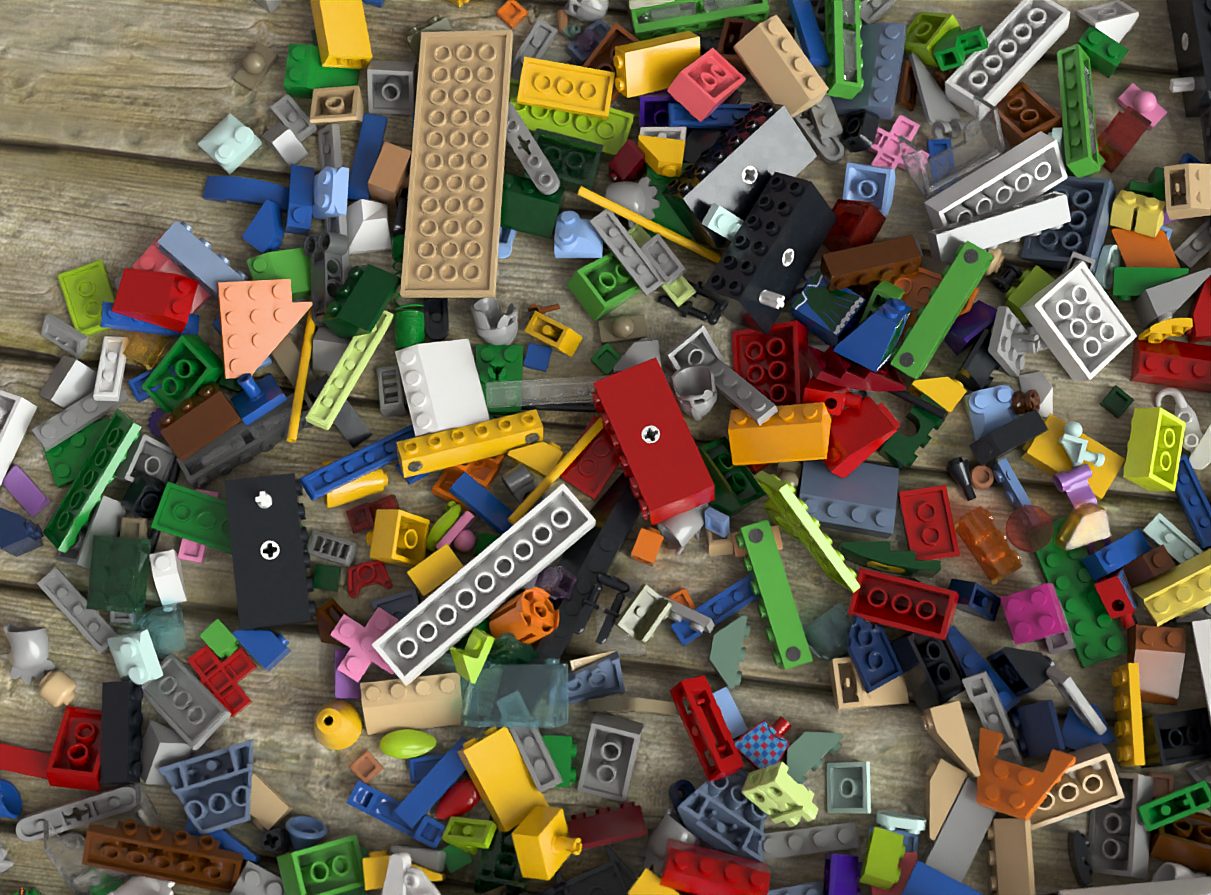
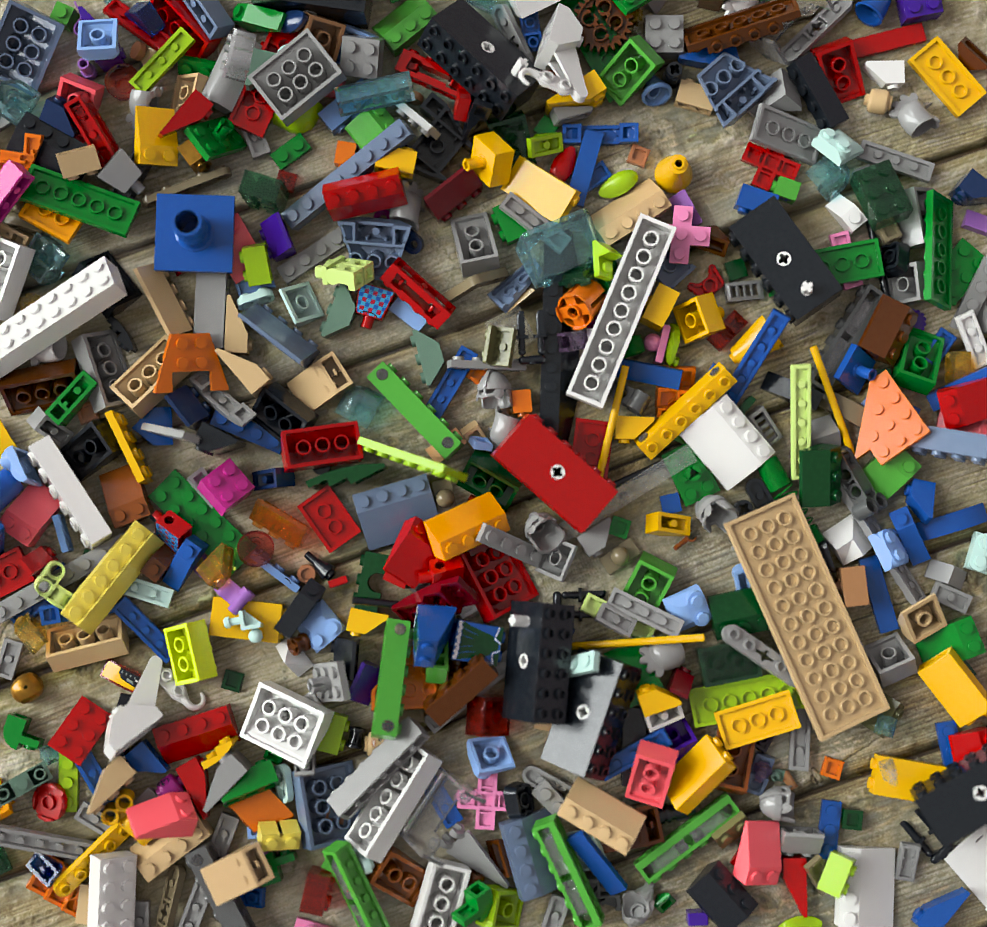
camera: 155 degrees right, 10 degrees up
(29, 716) = (886, 74): none -> white slope
(398, 420) = (747, 403): none -> dark green tile
(434, 21) = (885, 725): none -> clear light blue slope
(459, 318) = (748, 506): none -> black bush
(672, 574) = (494, 390): none -> light grey helmet
(872, 654) = (326, 399): dark blue tile -> none
(893, 759) = (280, 335): none -> sand blue slope
(949, 449) = (338, 581): none -> red tile

